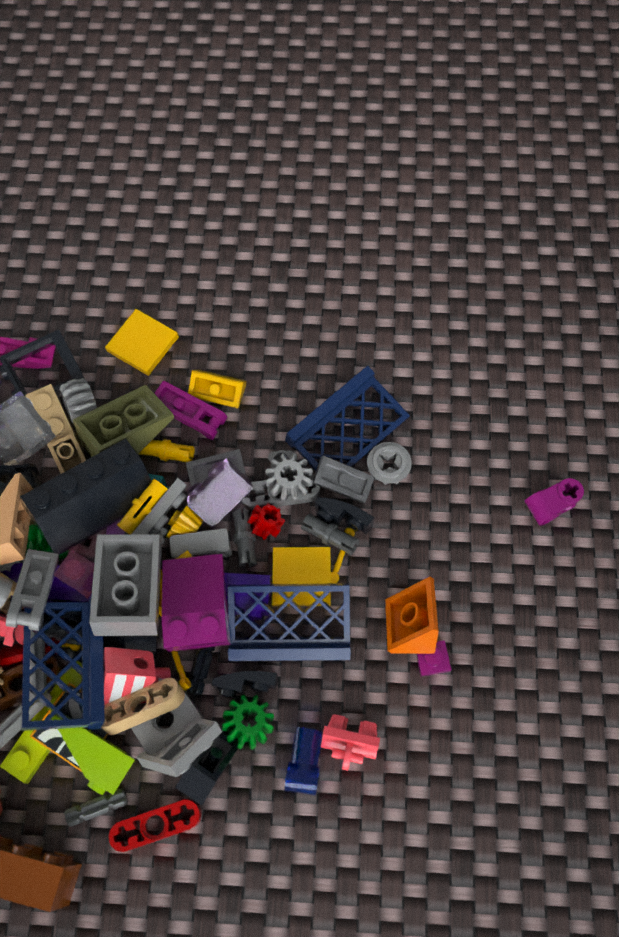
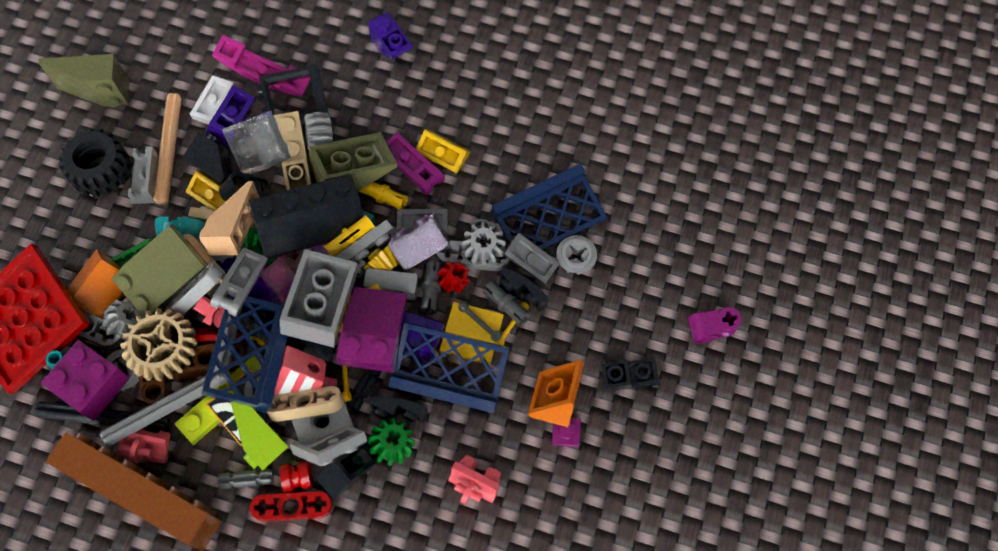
camera: 10 degrees right, 0 degrees up
(127, 281) = (388, 36): none -> dark purple slope
(142, 342) = (387, 93): yellow tile -> none
(151, 790) = (294, 476): none -> red wheel
(303, 768) = (428, 493): clear blue piece -> none
(328, 572) = (495, 335): none -> dark grey hinge
(482, 577) = (630, 375): none -> black slope

